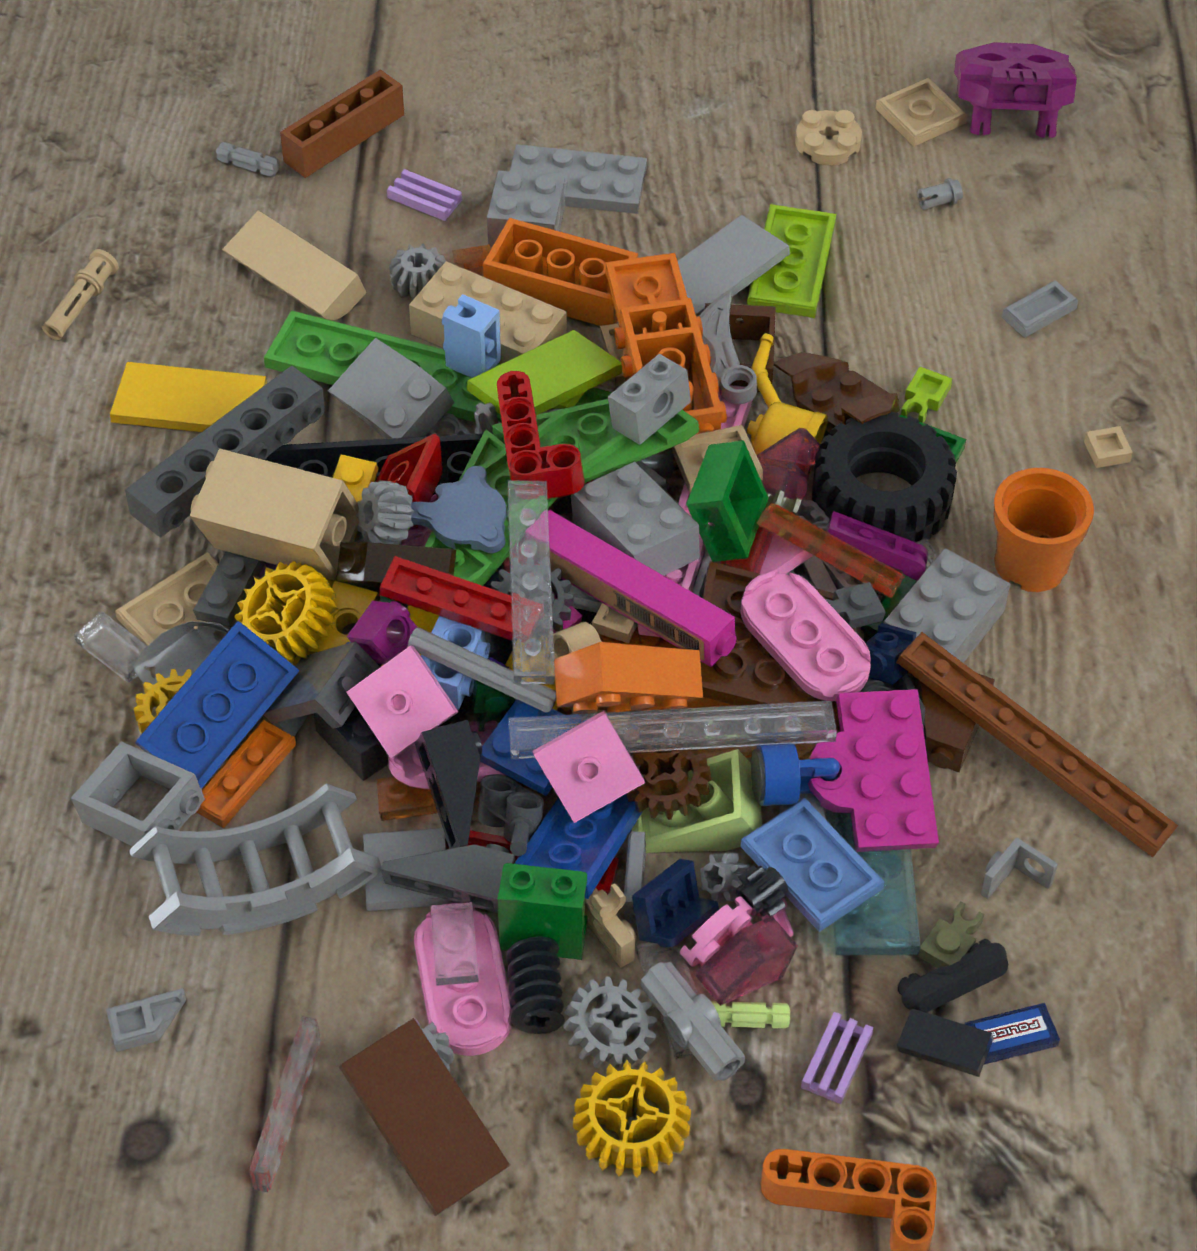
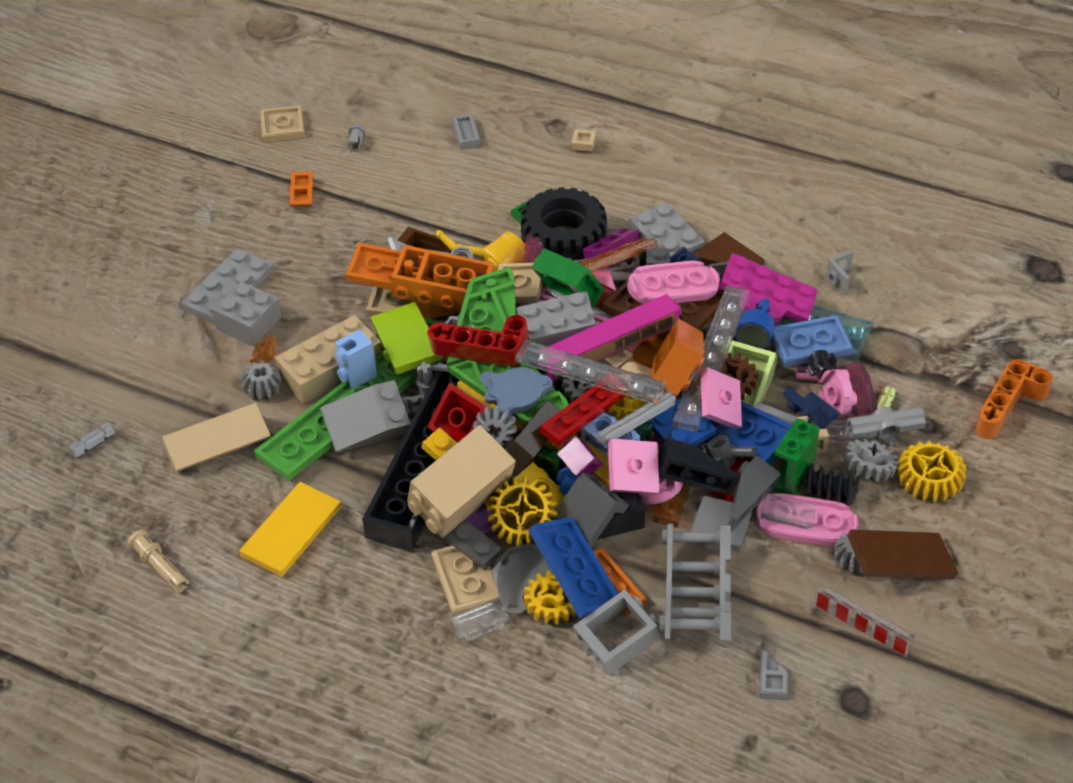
camera: 65 degrees left, 5 degrees down
(252, 428) = (382, 500): dark grey brick -> none
(342, 123) = (105, 376): dark orange brick -> none
(427, 191) = (188, 358): lavender tile -> none
(556, 269) = (313, 309): orange brick -> none
(649, 399) = (489, 276): light grey brick -> none
(722, 875) = (803, 383): light grey gear -> none
(729, 261) = (343, 234): light grey tile -> none
(797, 279) = (362, 215): lime tile -> none
(803, 181) = (301, 189): none -> orange slope
(817, 125) = (283, 165): tan plate -> none
(830, 388) = (490, 224): reddish brown piece -> none
(849, 1029) = (924, 378): lavender tile -> none
(925, 391) = (502, 193): lime plate -> none
(945, 1042) = (933, 334): black tile -> none
(950, 941) = (869, 312): olive plate -> none
(978, 967) = (901, 332): black piece -> none
(1015, 79) = (299, 73): magenta brick -> none
(1018, 1032) = (934, 311): tile -> none
(1037, 744) = (769, 232): dark orange tile -> none
(1039, 525) = (639, 175): orange piece -> none

